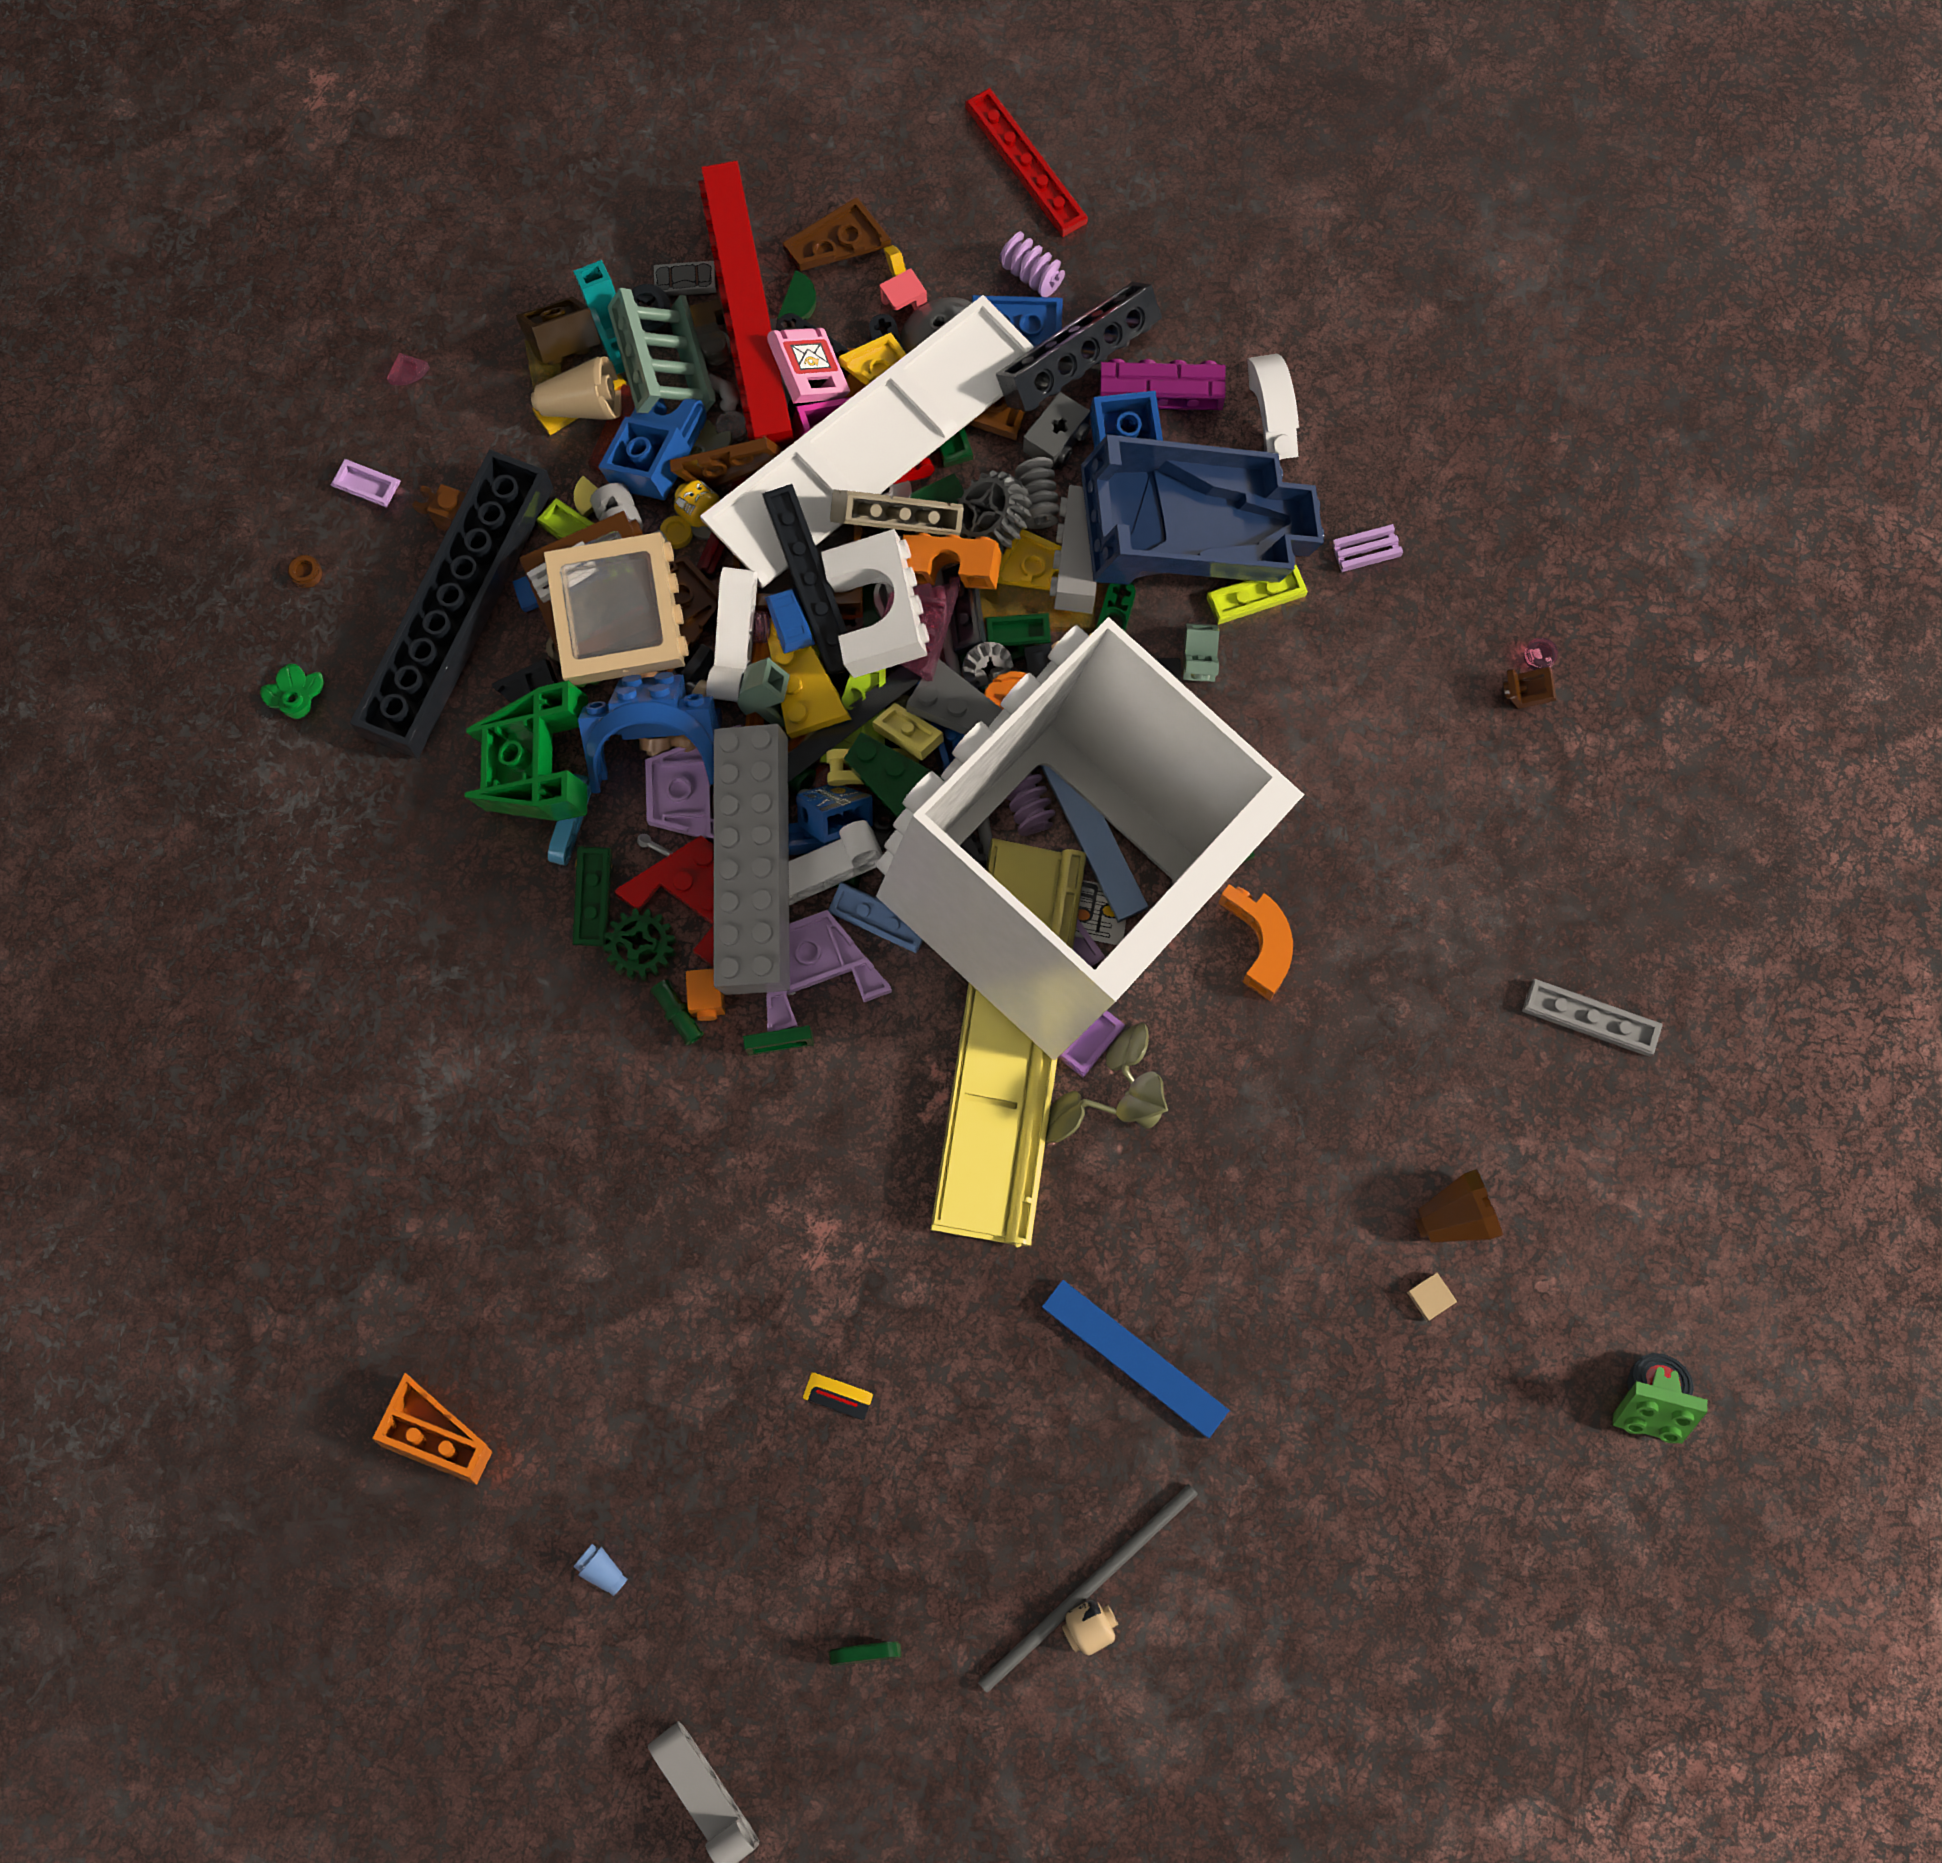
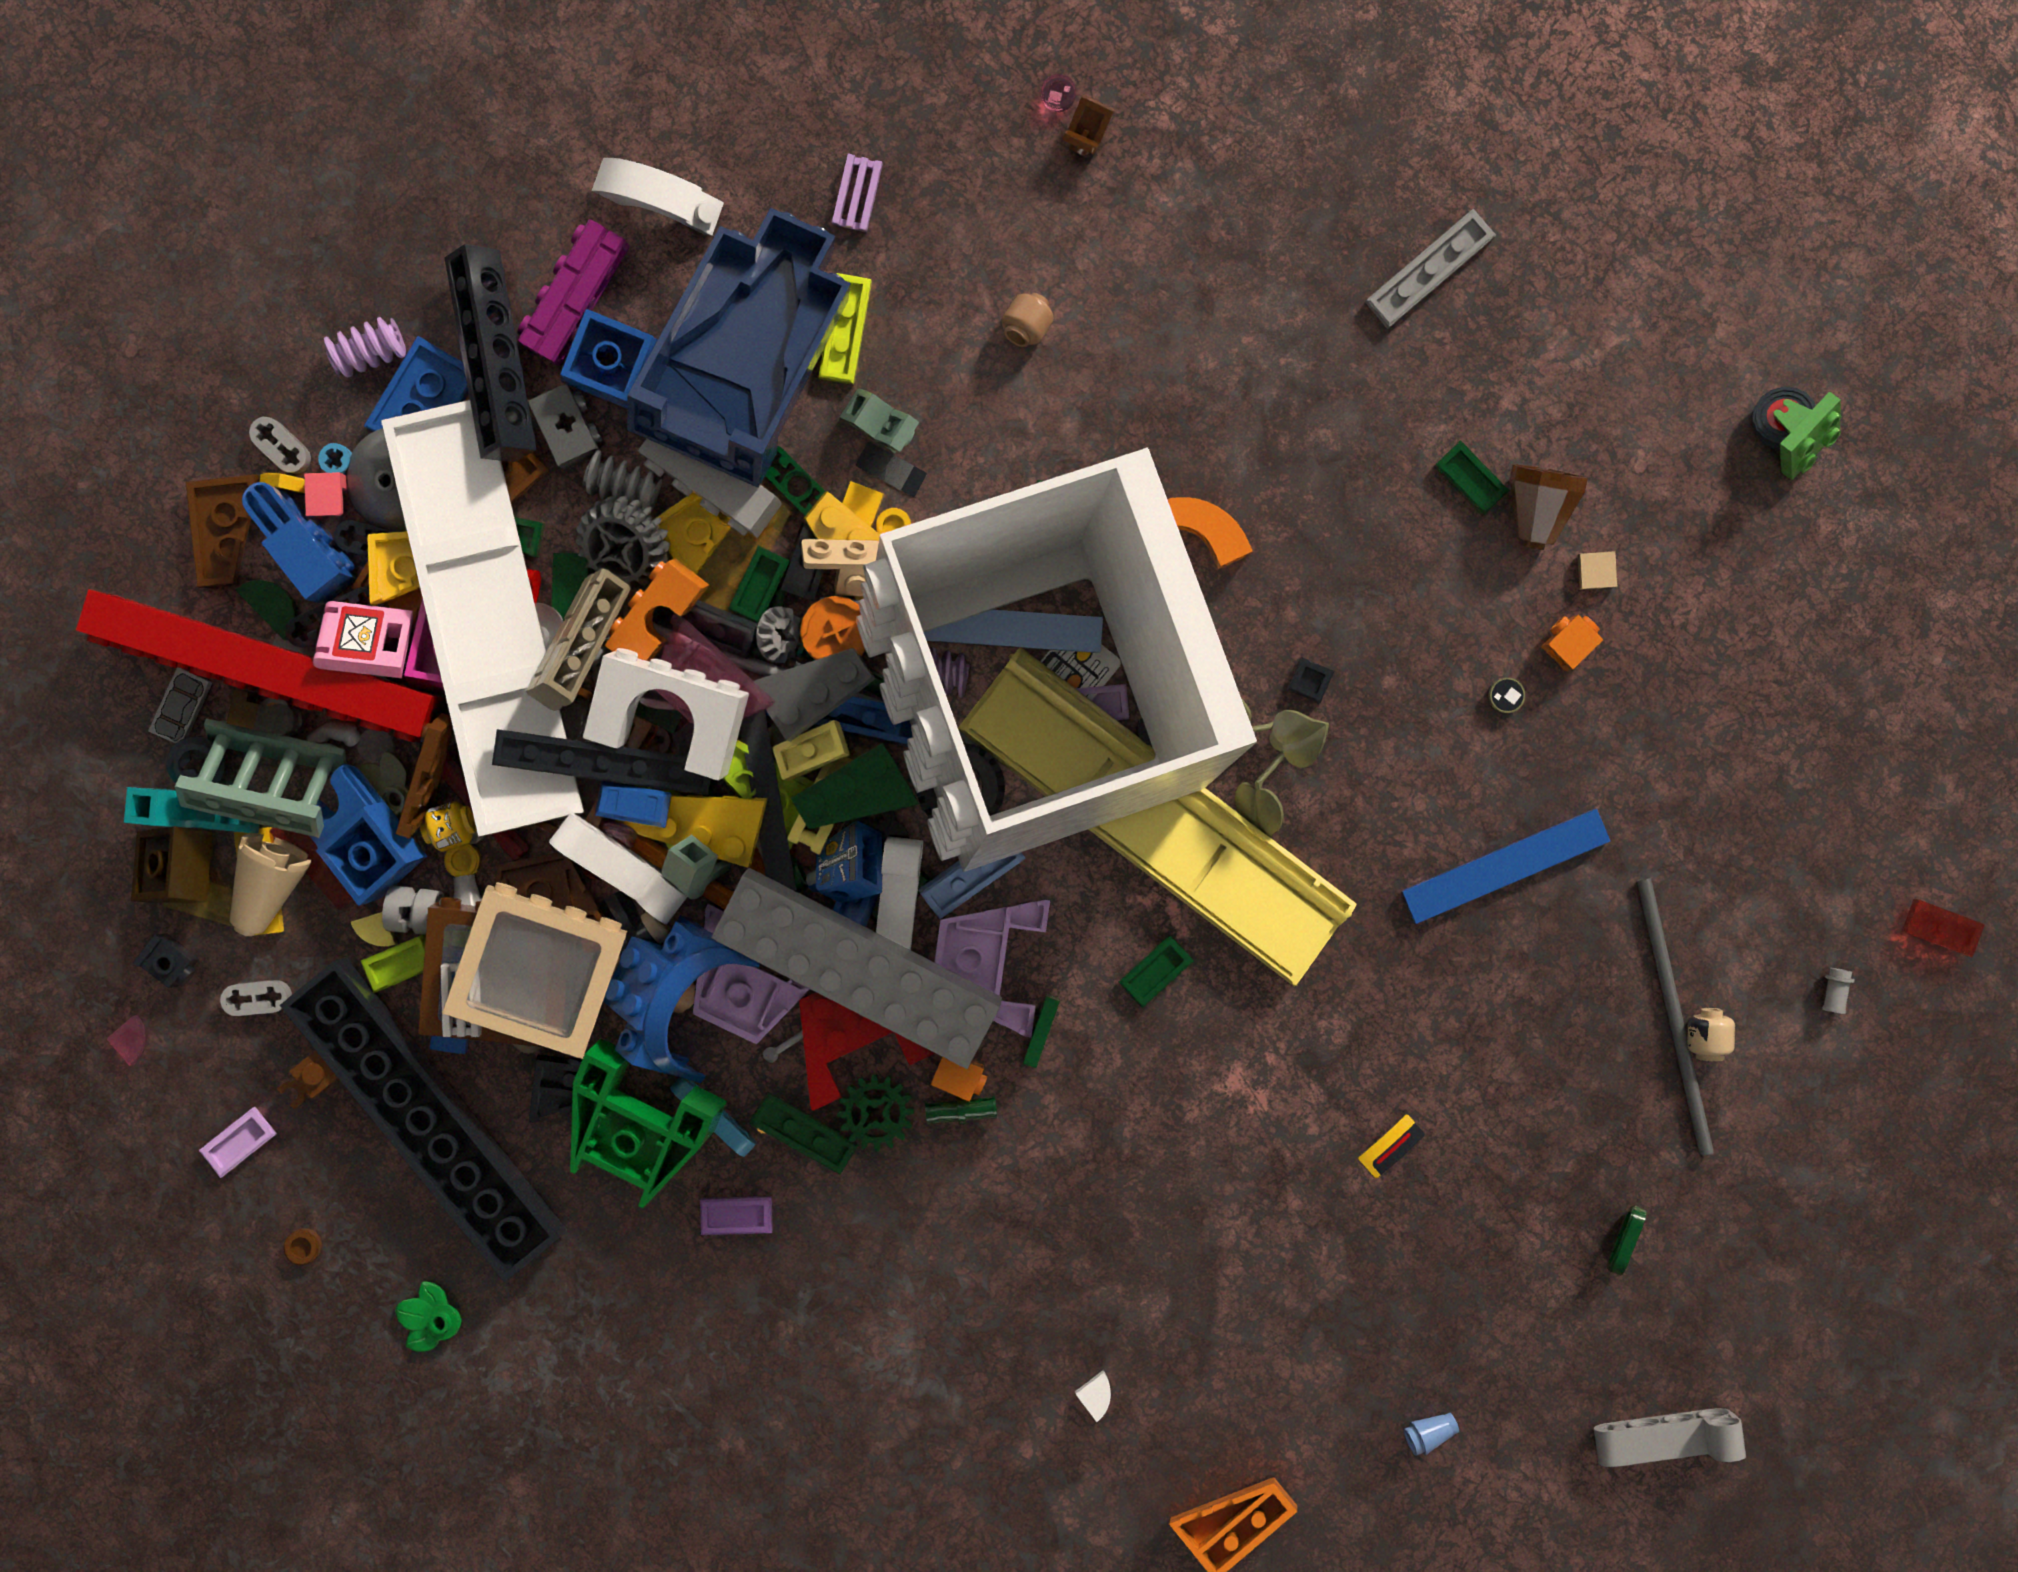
camera: 60 degrees left, 15 degrees up
(483, 363) = (180, 959): none -> black brick
(488, 1256) = (1095, 1395): none -> white tile
(492, 435) = (254, 989): none -> light grey beam
(496, 882) = (736, 1215): none -> medium lavender tile
(854, 289) = (298, 544): none -> blue brick
(880, 1110) = (1155, 971): none -> dark green tile
(928, 249) = (274, 451): none -> light grey beam
(933, 281) = (325, 459): none -> dark azure bush
(1026, 162) = (237, 283): red tile -> none
(1195, 1105) = (1310, 680): none -> black tile
(1195, 1725) = (1837, 990): none -> light grey pin
(1280, 1277) = (1506, 695): none -> tile
(1306, 1794) = (1943, 928): none -> clear red plate
(1349, 721) = (1027, 319): none -> medium nougat head
(1360, 1306) = (1572, 640): none -> orange brick
(1443, 1146) = (1471, 478): none -> dark green tile

